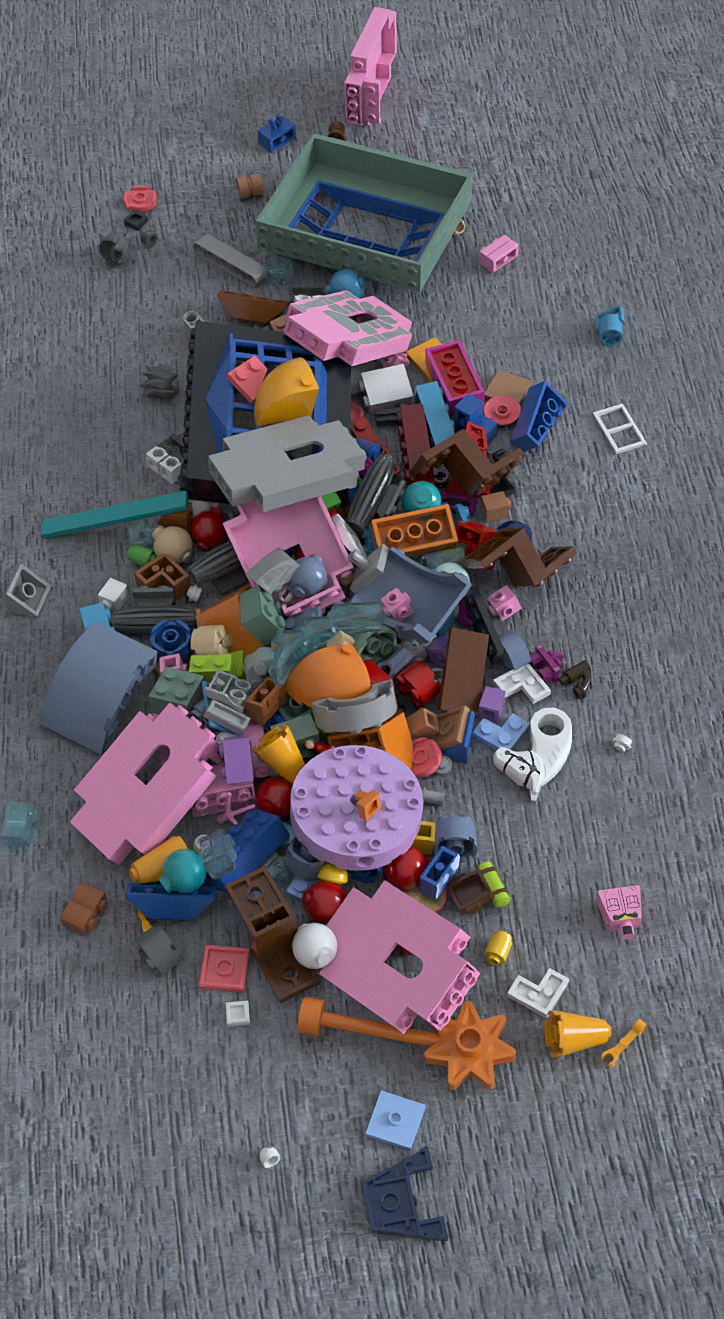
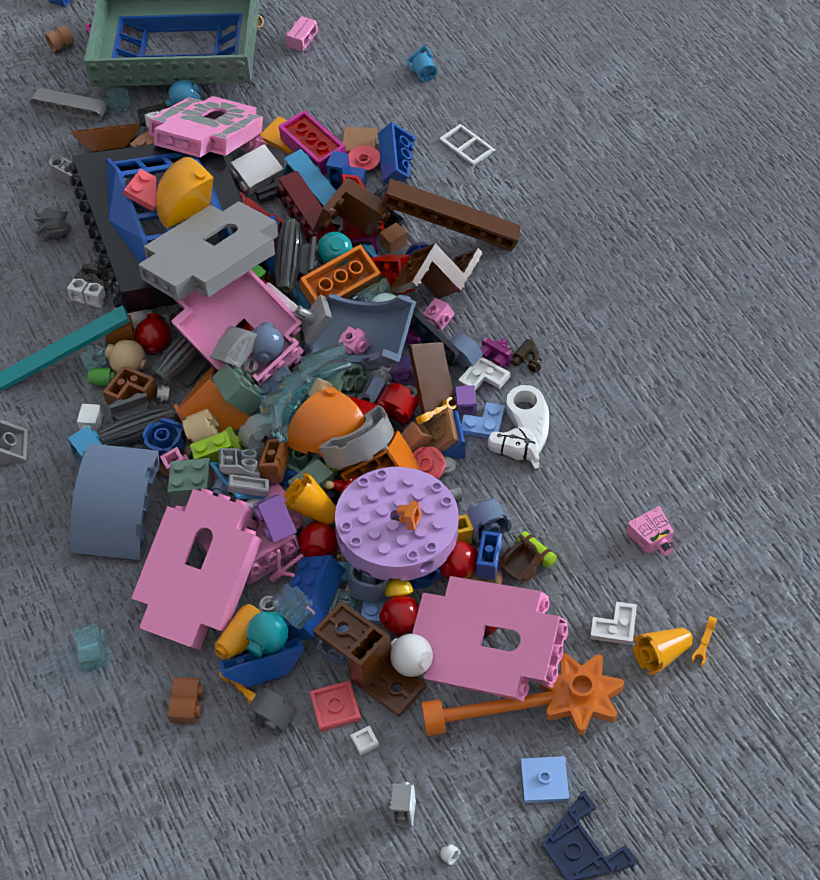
camera: 20 degrees left, 0 degrees up
(242, 1089) = (402, 804): none -> light grey brick
(443, 706) = (426, 416): none -> light orange piece
(498, 948) = (565, 601): yellow brick -> none
(560, 502) = (450, 214): none -> reddish brown brick
(622, 742) = (588, 395): white plate -> none

